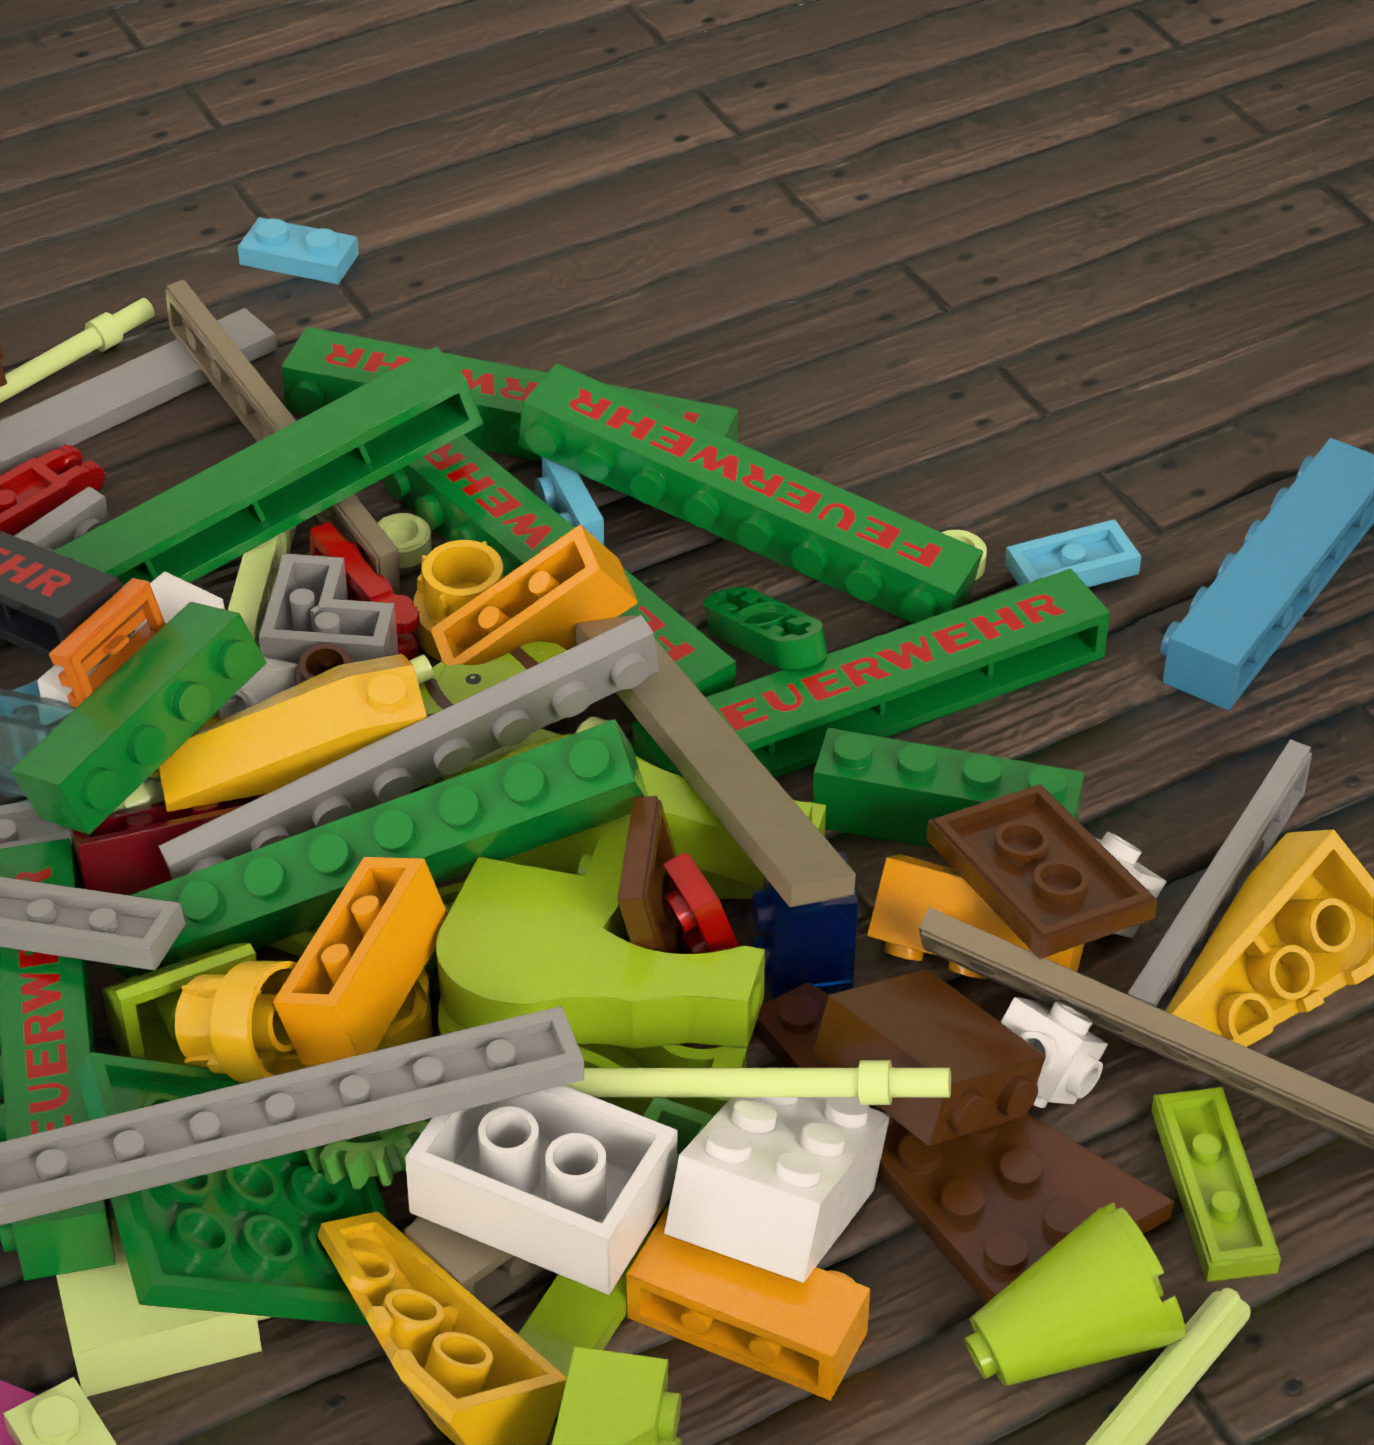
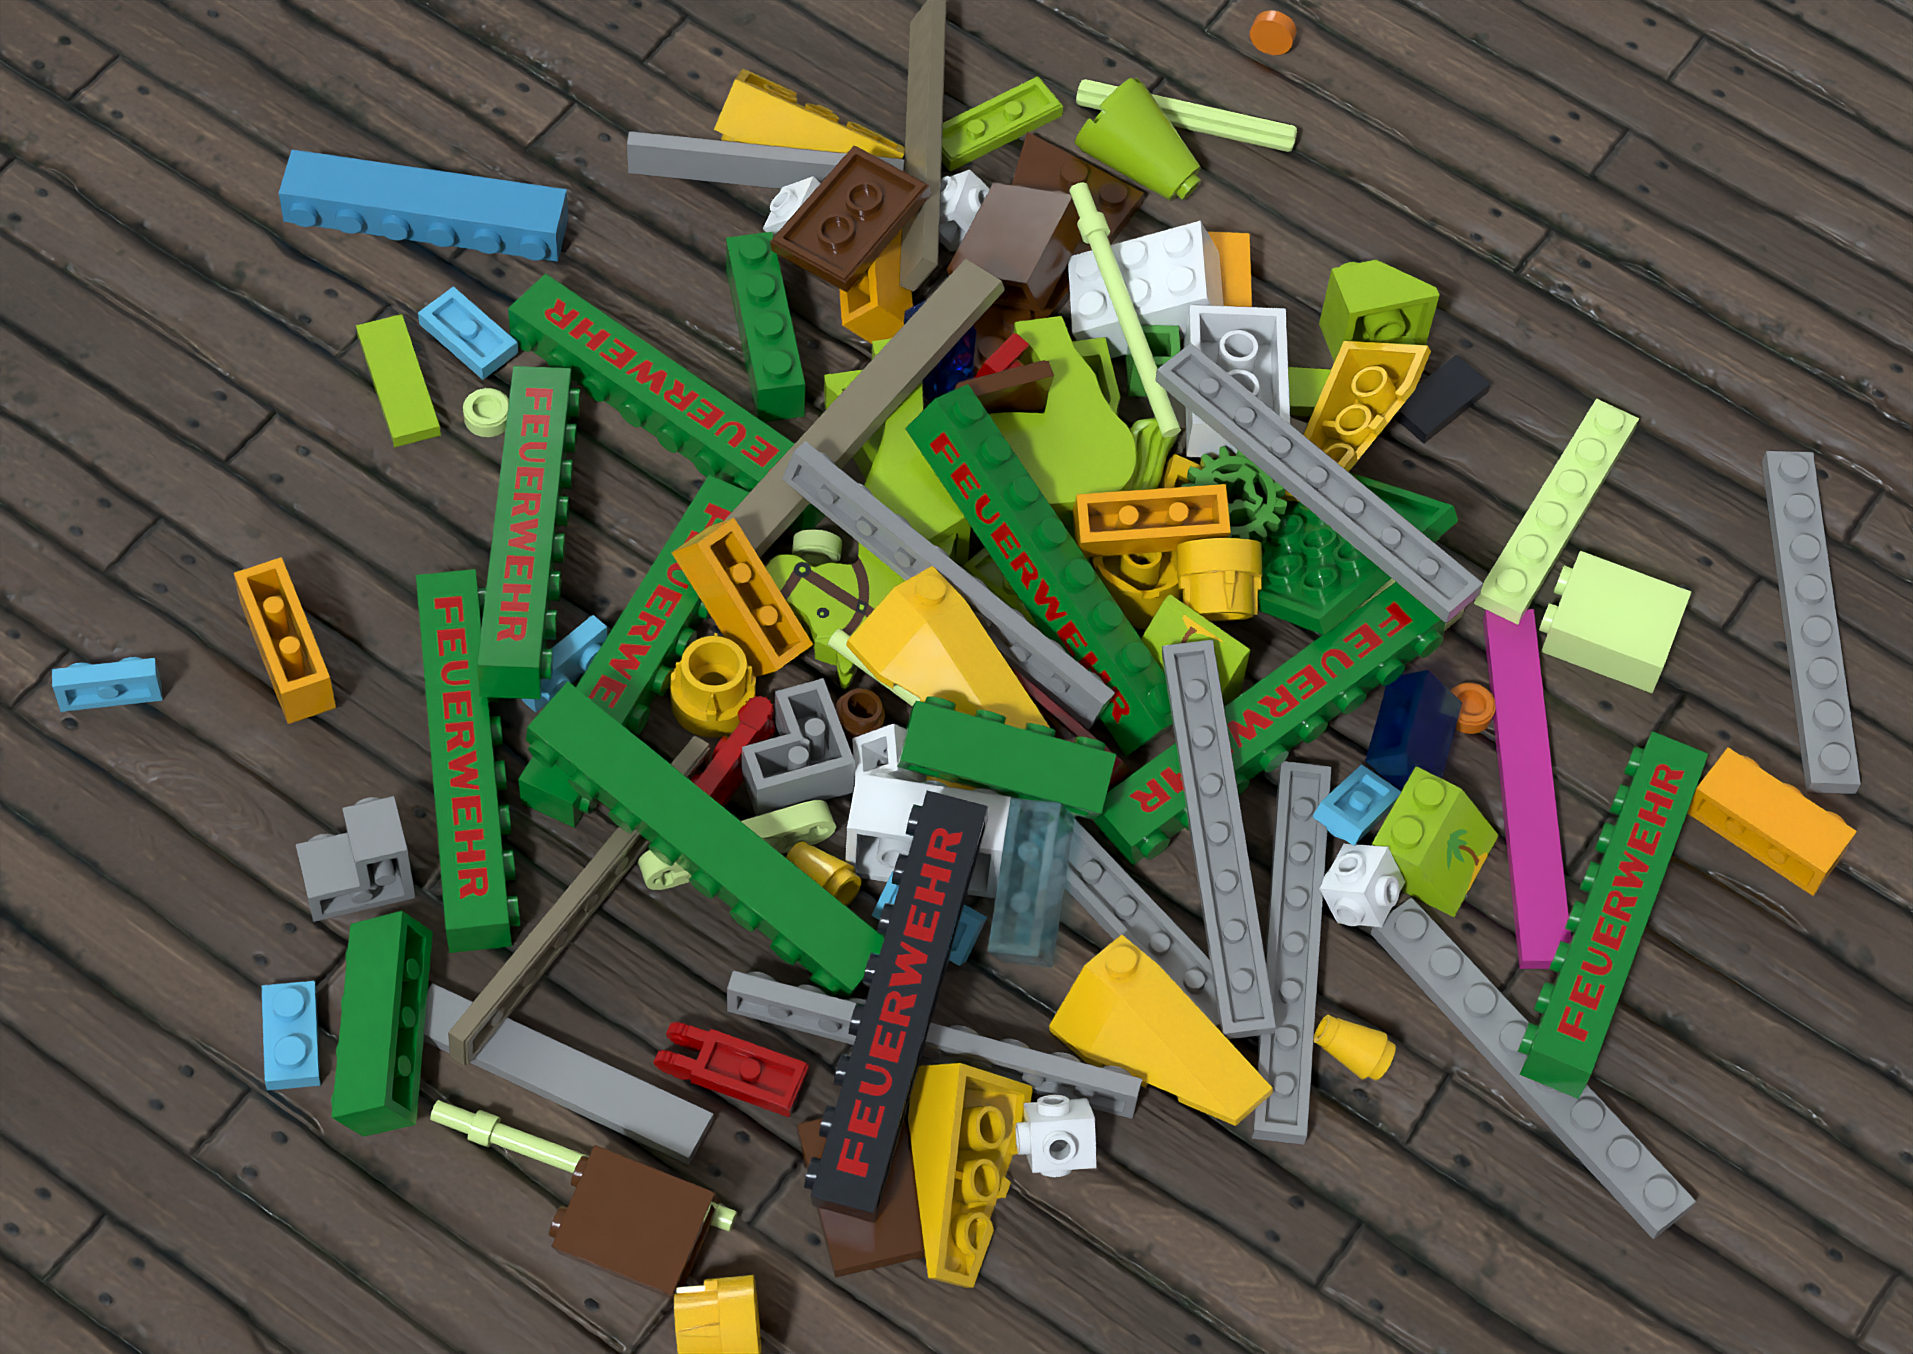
camera: 120 degrees left, 15 degrees up
(107, 634) = (996, 794): orange tile -> none
(249, 278) = (382, 1024): none -> green brick
(429, 297) = (358, 867): none -> light grey brick
(720, 316) = (285, 640): none -> light orange brick
(751, 215) = (107, 684): none -> medium azure plate
(765, 628) = (659, 499): green beam -> none
(1035, 499) = (398, 380): none -> lime tile

